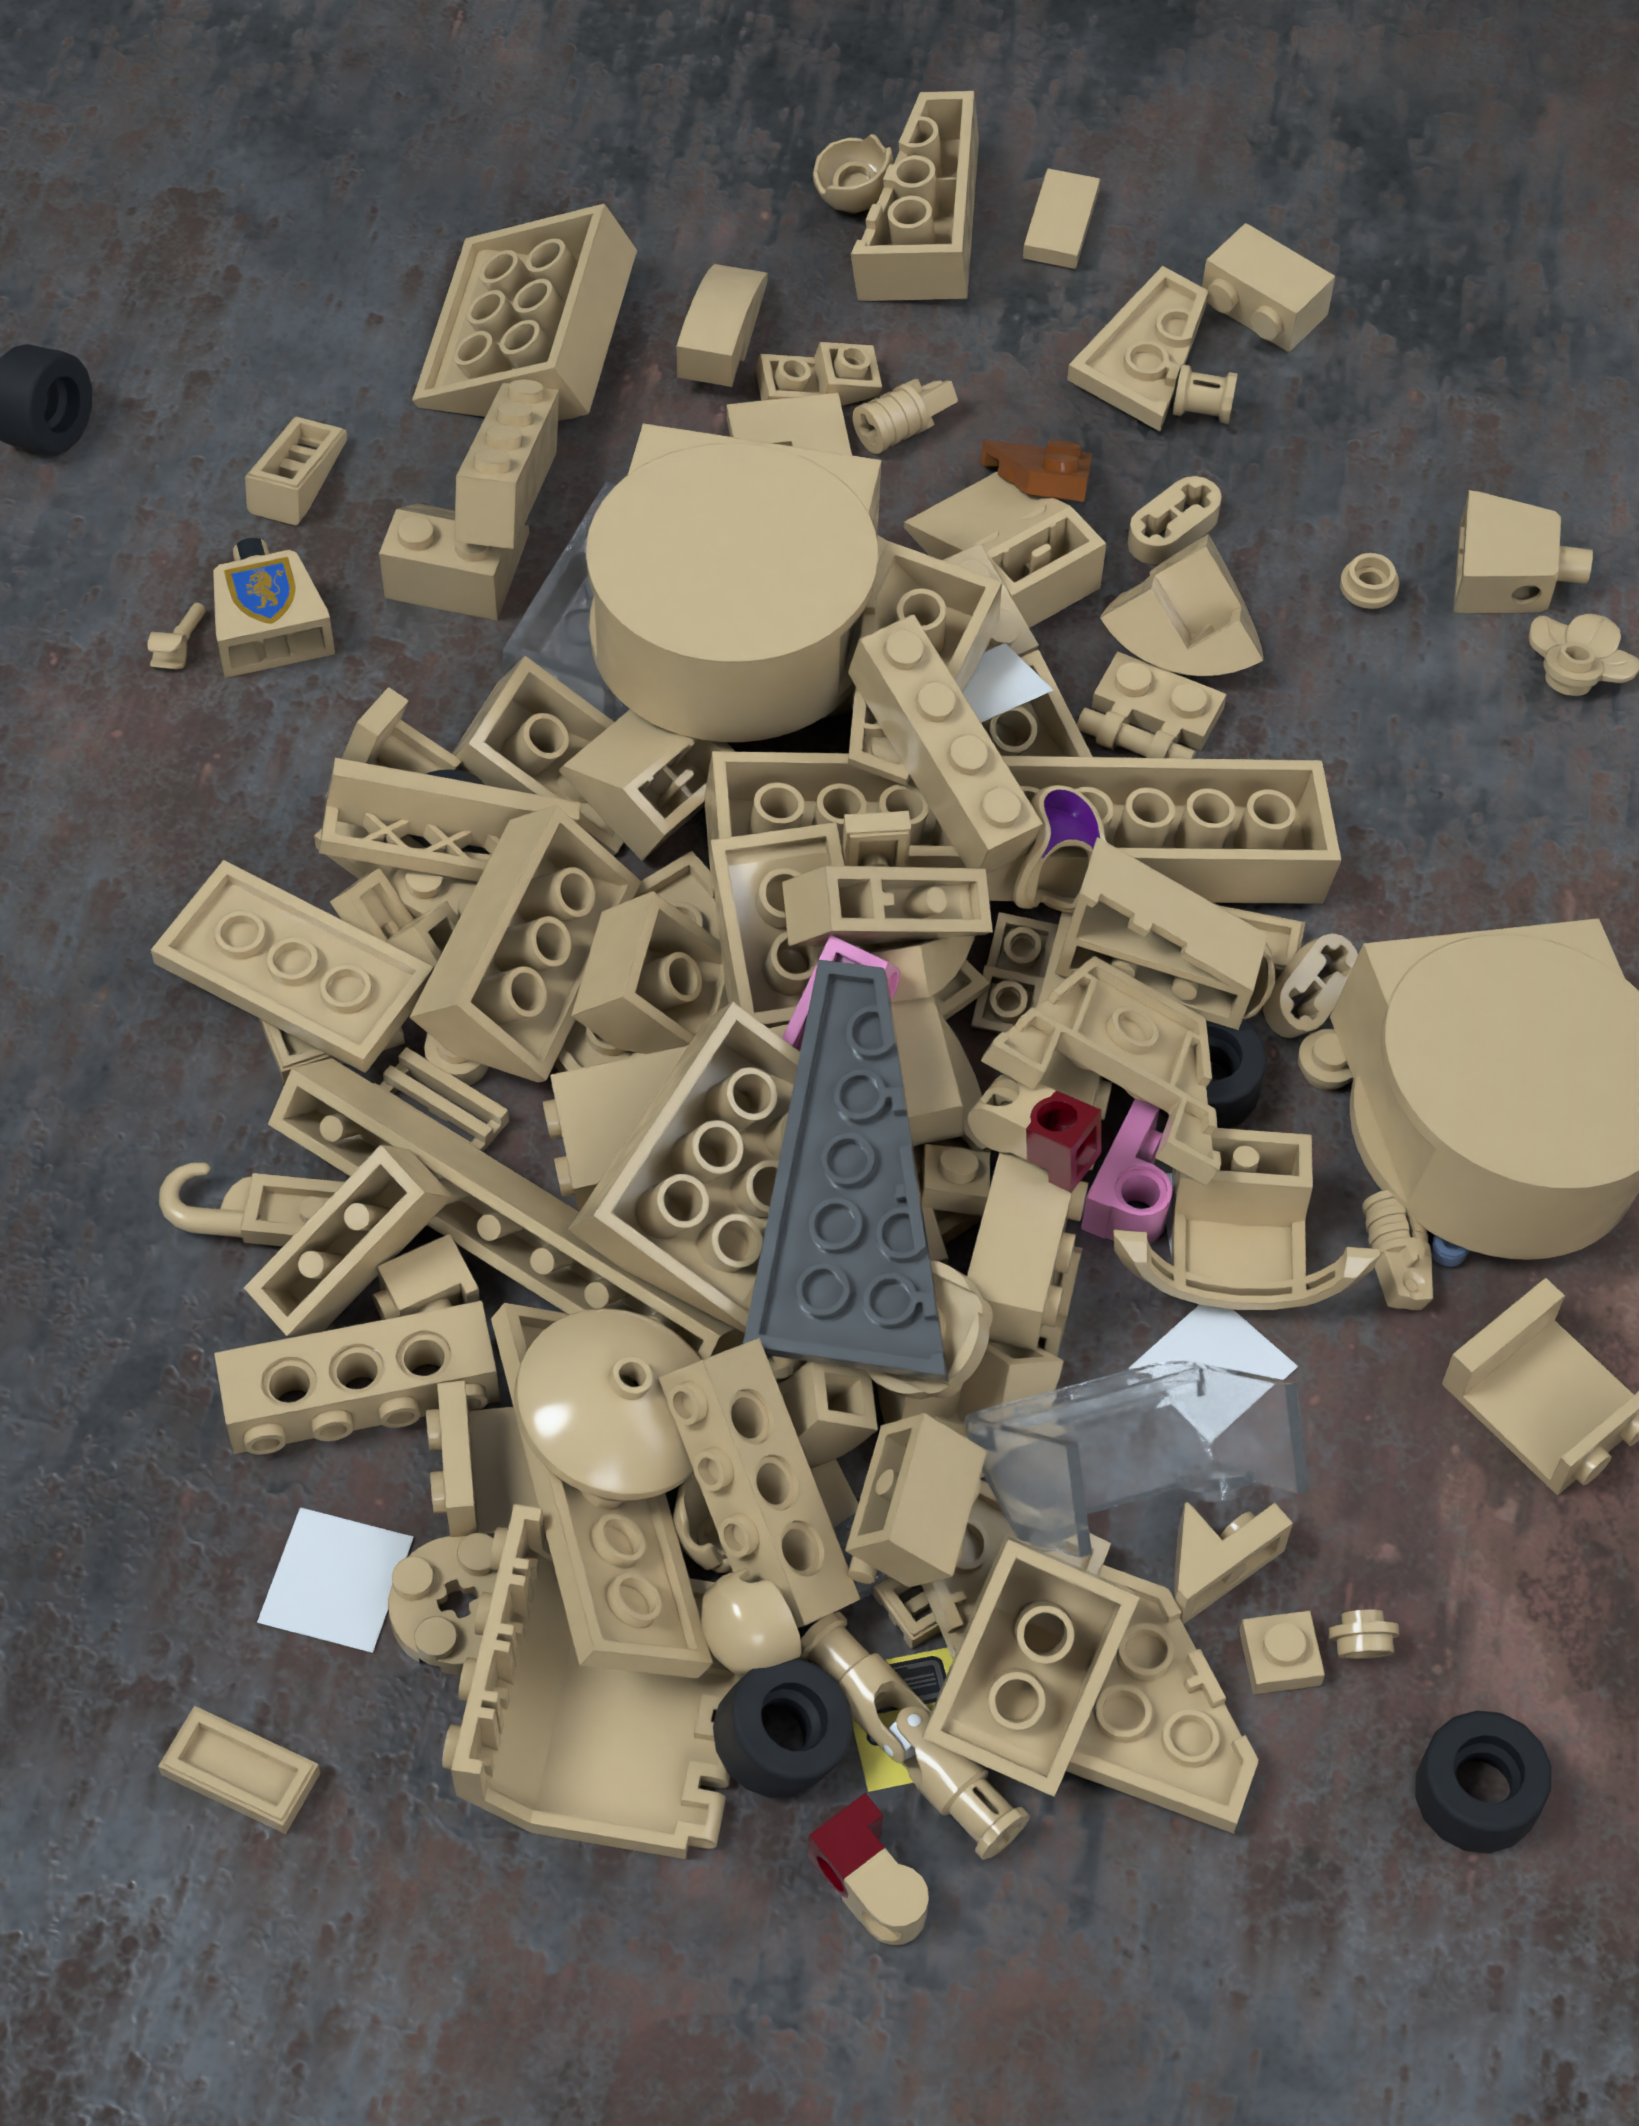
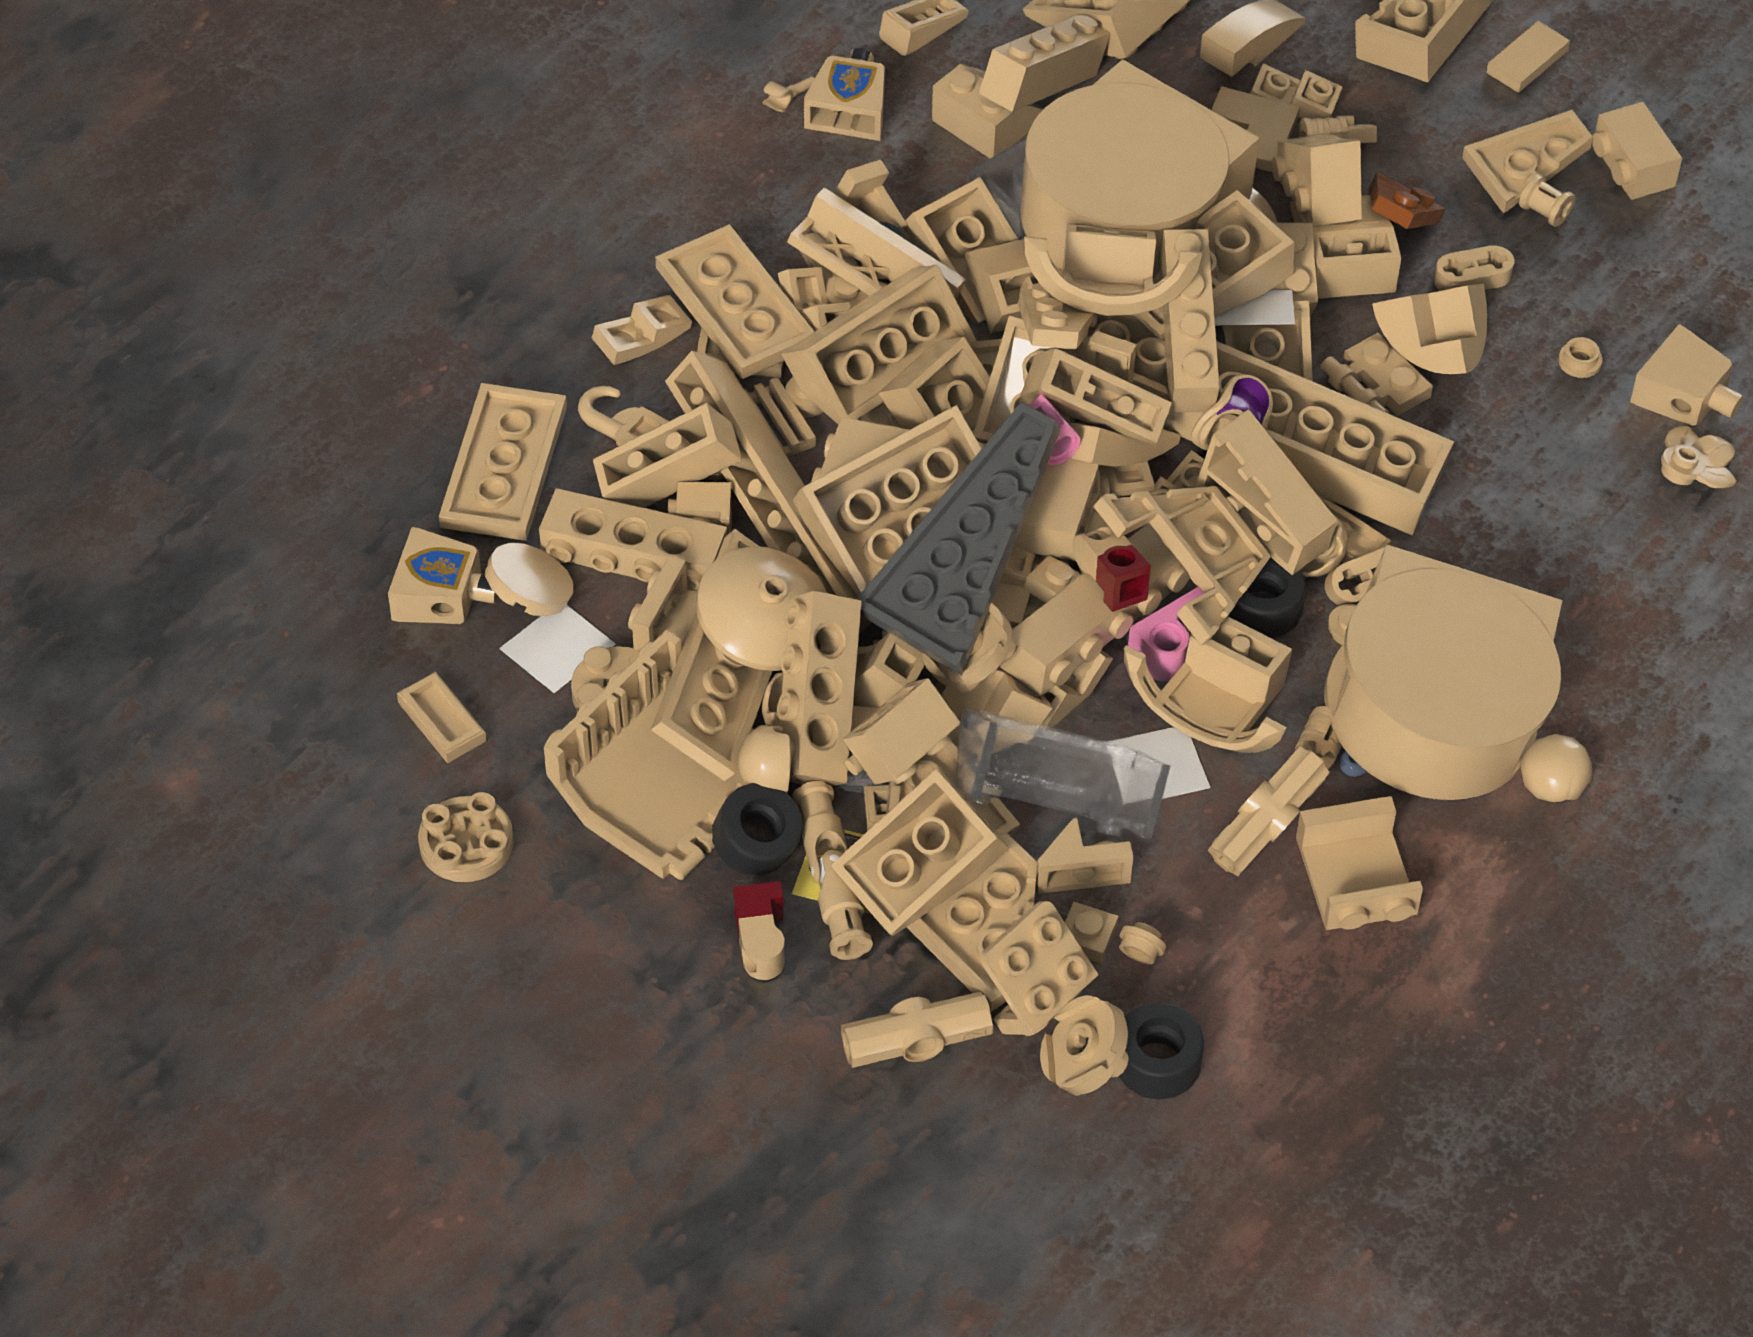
camera: 30 degrees right, 5 degrees down
(105, 1342) = (503, 462): none -> tan plate
(121, 1564) = (437, 580): none -> tan torso
(184, 1059) = (647, 329): none -> tan slope
(250, 1504) = (529, 578): none -> tan tile
(382, 1940) = (465, 838): none -> tan tile
(781, 816) = (1052, 321): none -> tan wing
(809, 723) = (1109, 270): none -> tan piece
(946, 473) = (1321, 177): none -> tan wedge
(1162, 1915) = (916, 1029): none -> tan piece
(1287, 1760) = (1036, 970): none -> tan bracket
(1408, 1371) = (1268, 811): none -> tan piece
(1436, 1820) = (1102, 1056): none -> tan plate

